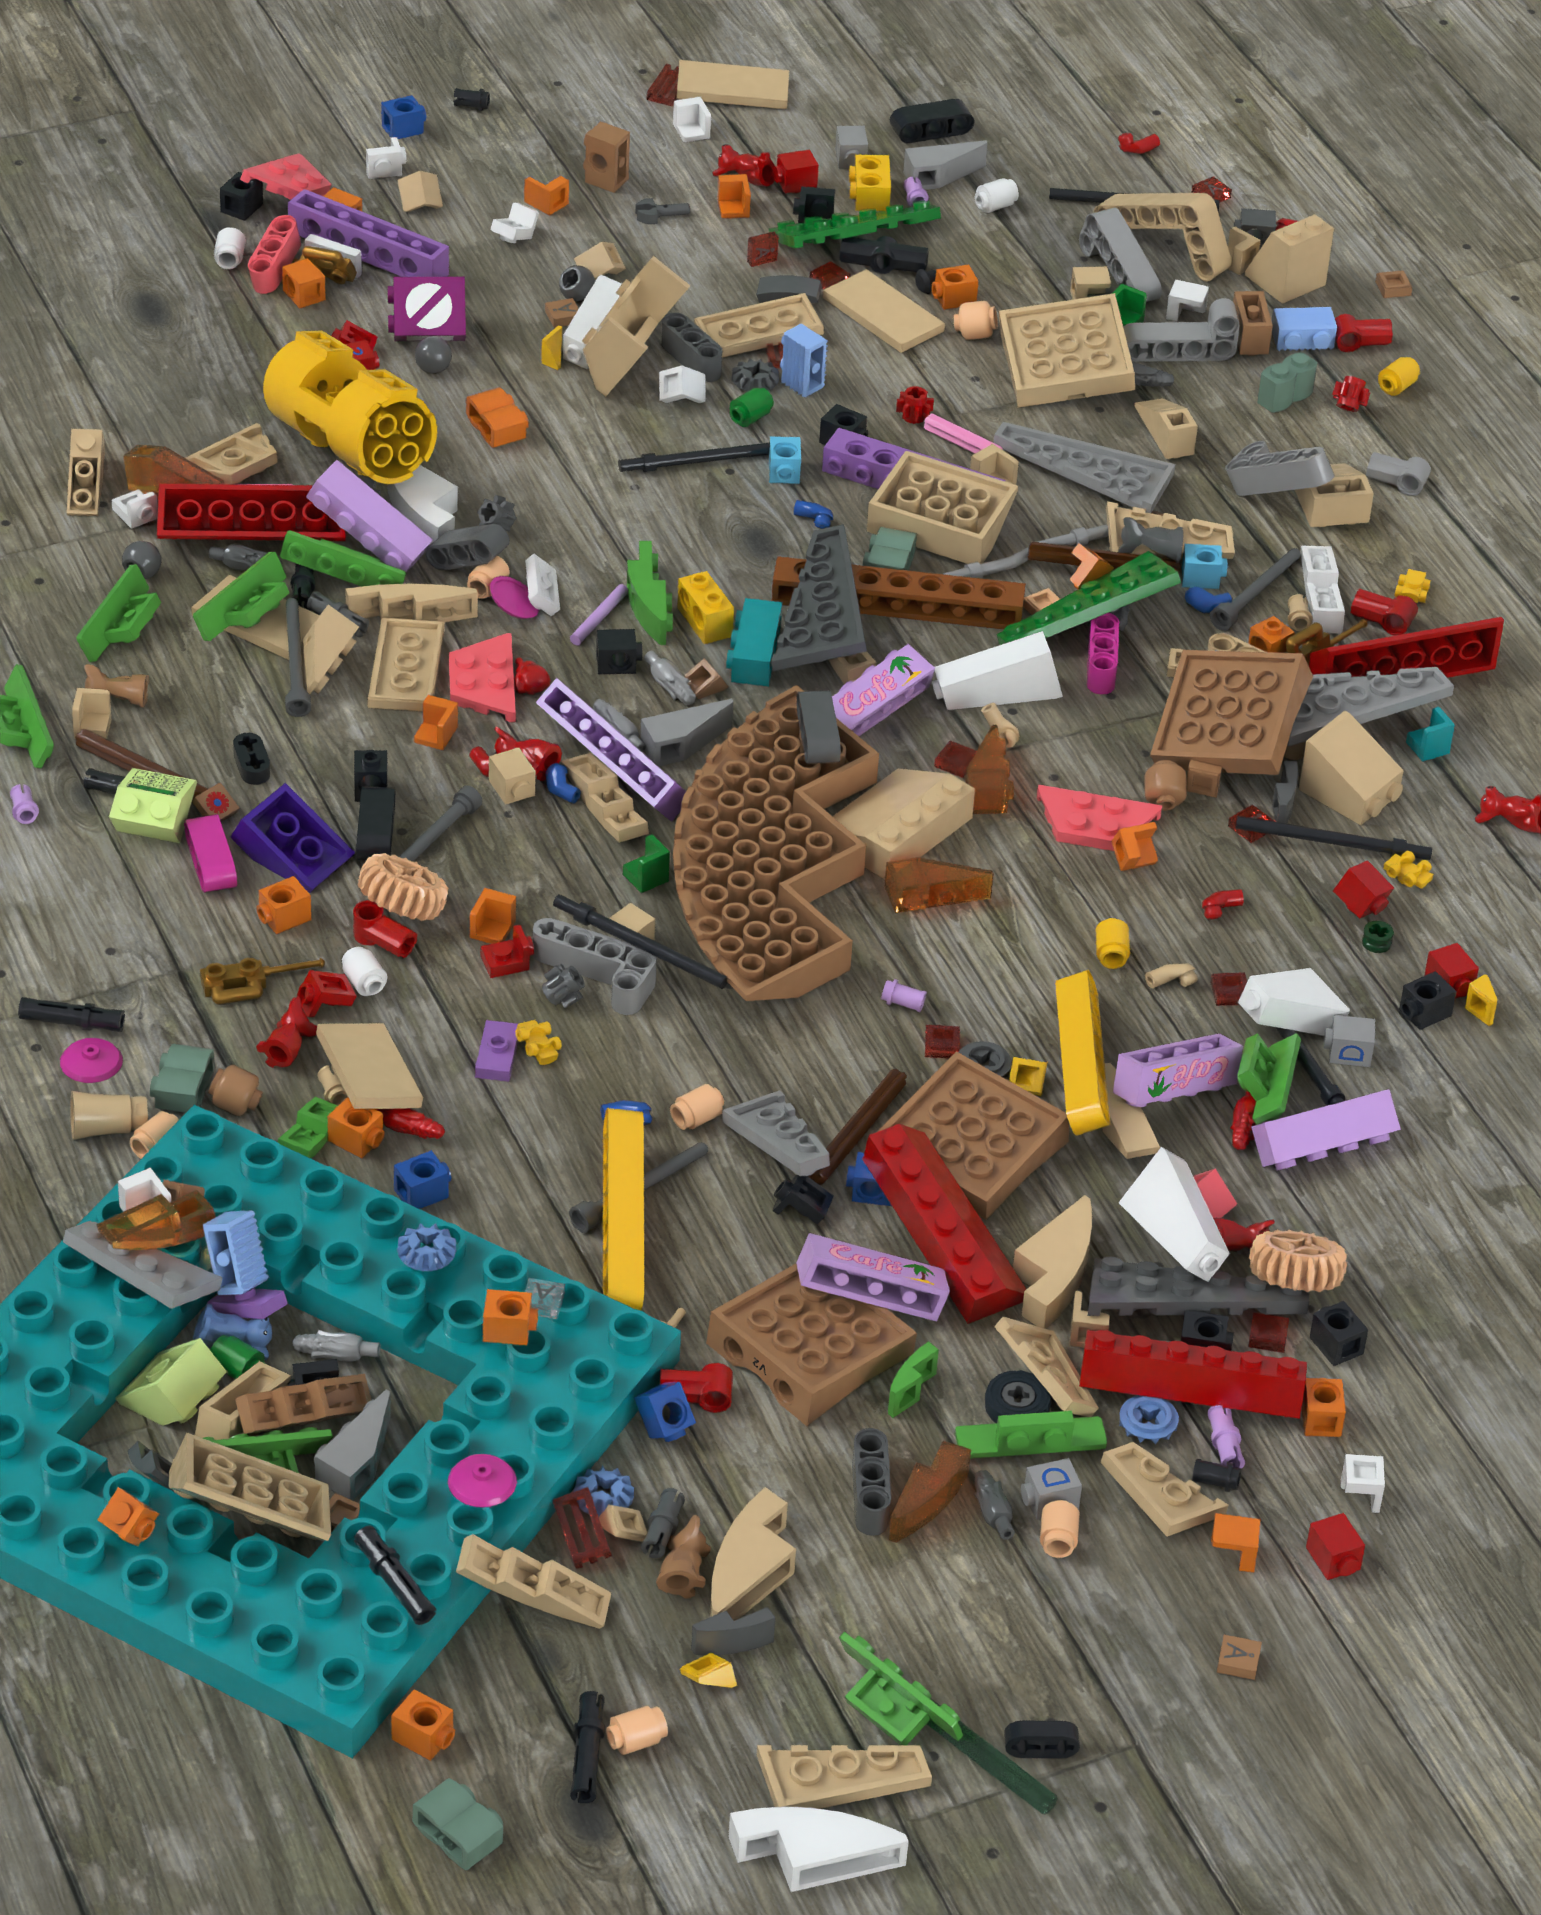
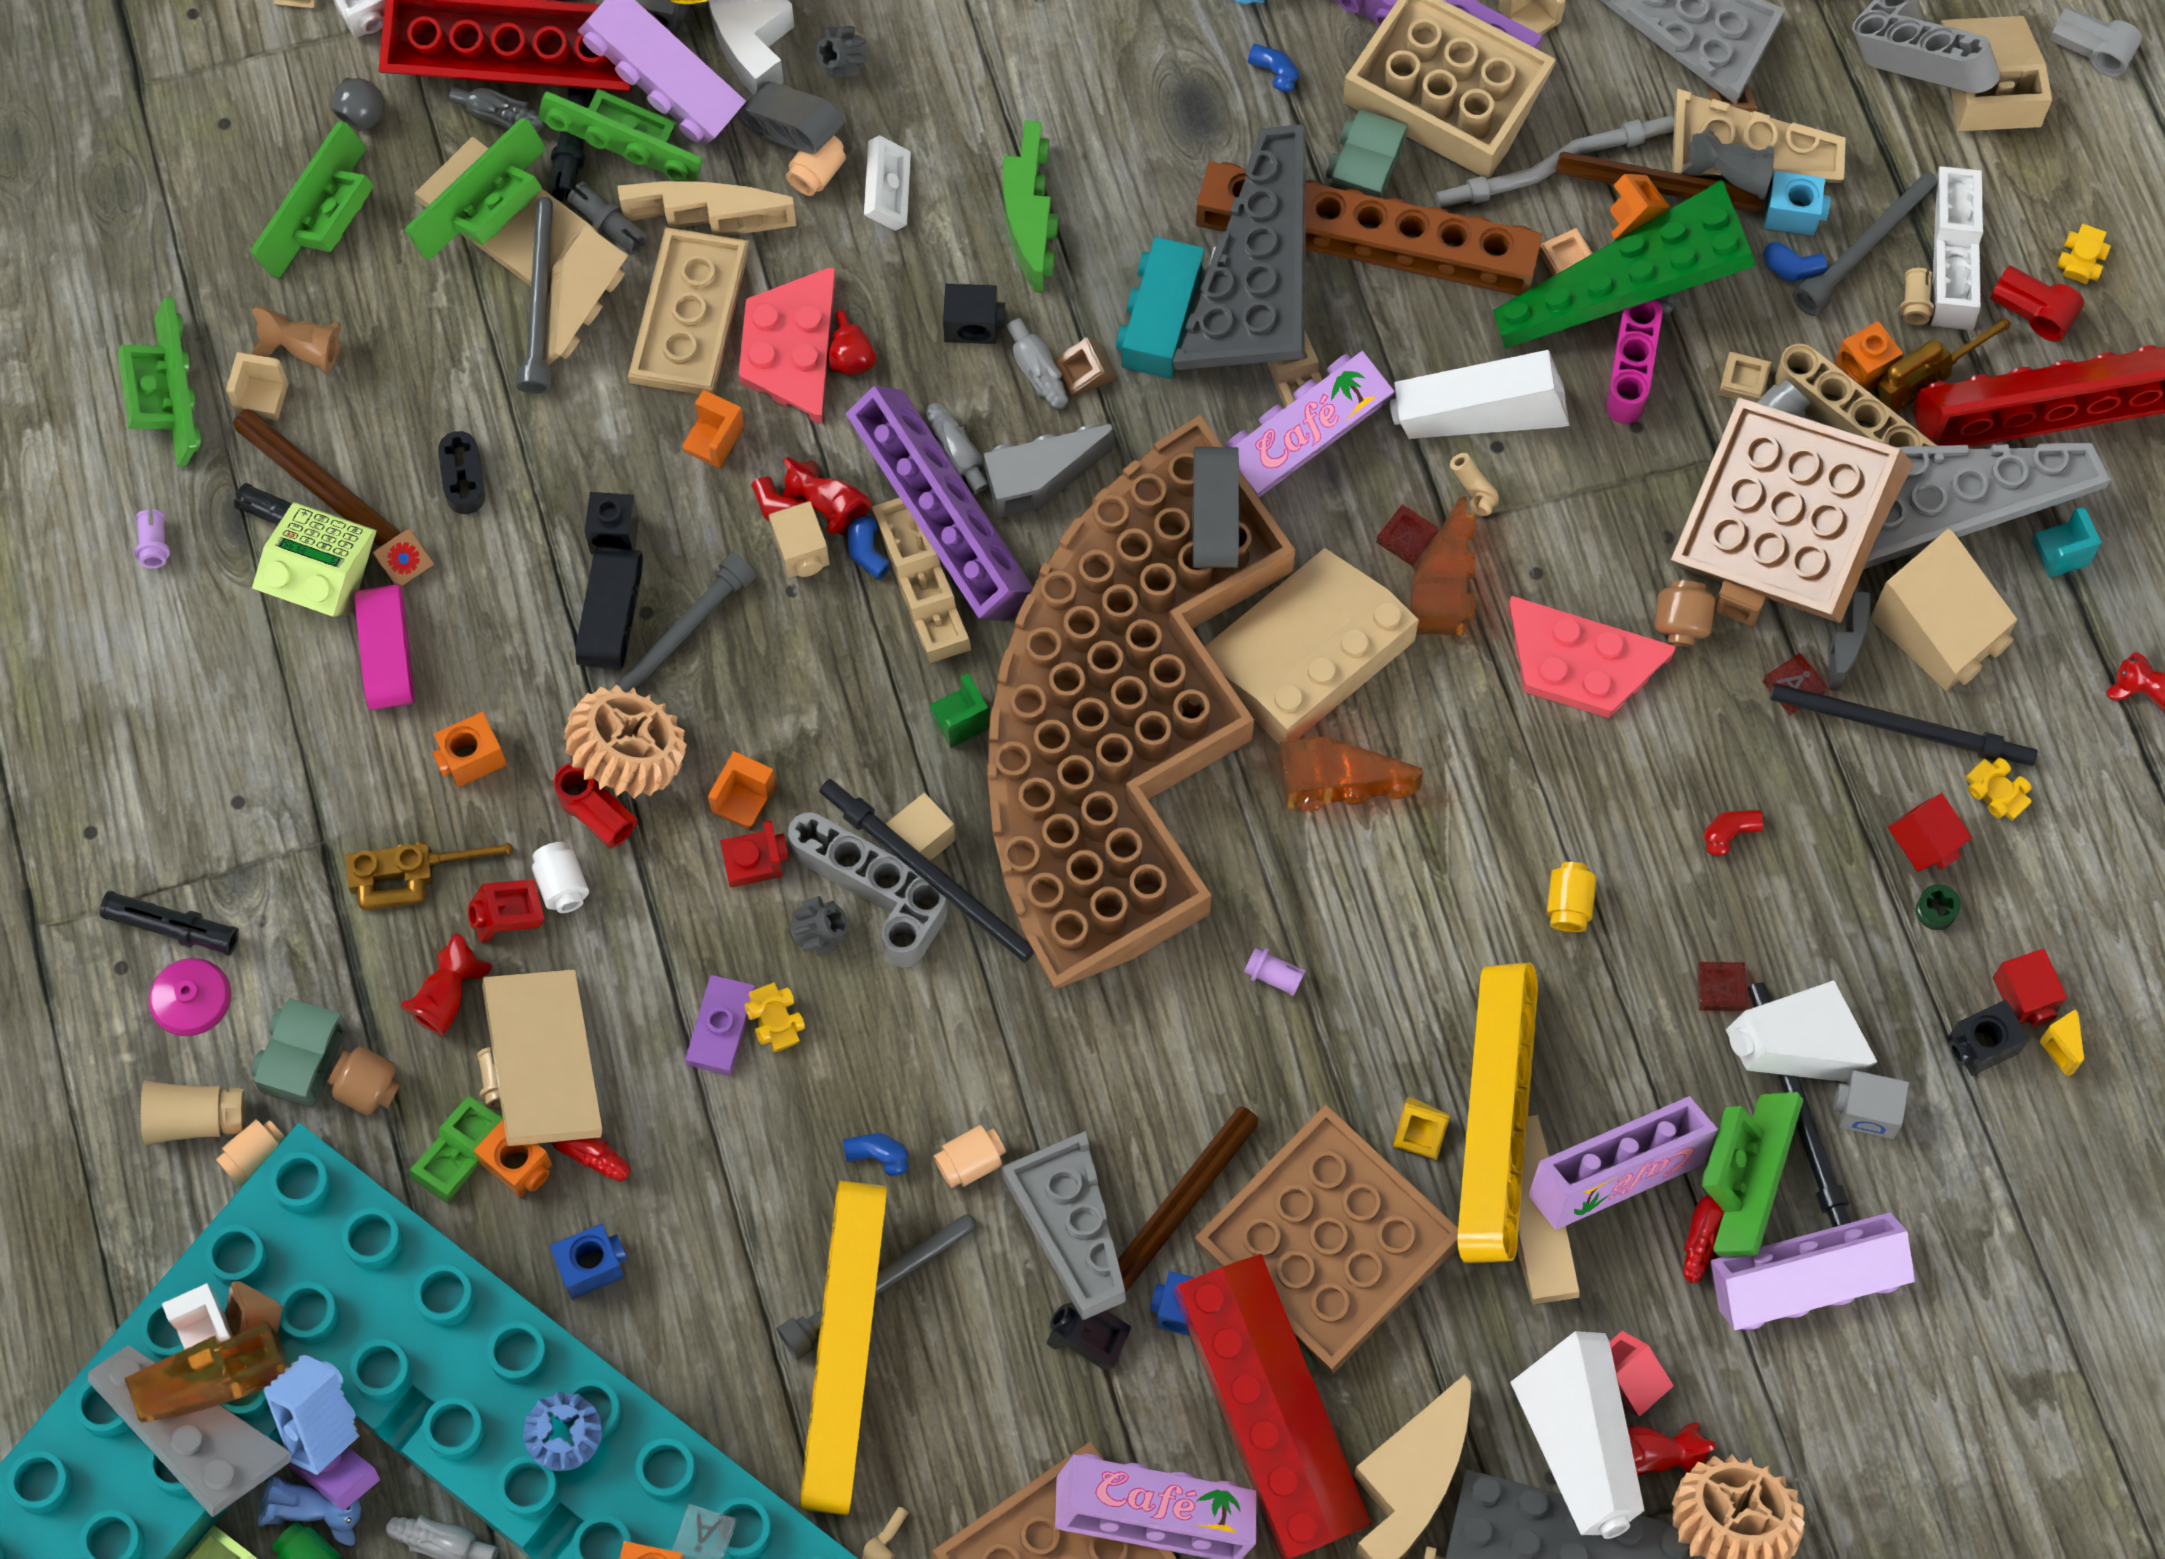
camera: 10 degrees right, 25 degrees up
(291, 839) = (495, 636): dark purple slope -> none
(512, 597) = (839, 204): dark pink piece -> none
(599, 614) = (958, 236): lavender bar -> none
(705, 607) = (1101, 241): yellow brick -> none
(941, 1041) = (1316, 1053): clear red tile -> none
(982, 1051) = (1360, 1080): dark grey gear -> none
(1135, 846) = (1627, 726): orange panel -> none
(1170, 972) = (1645, 952): tan arm -> none

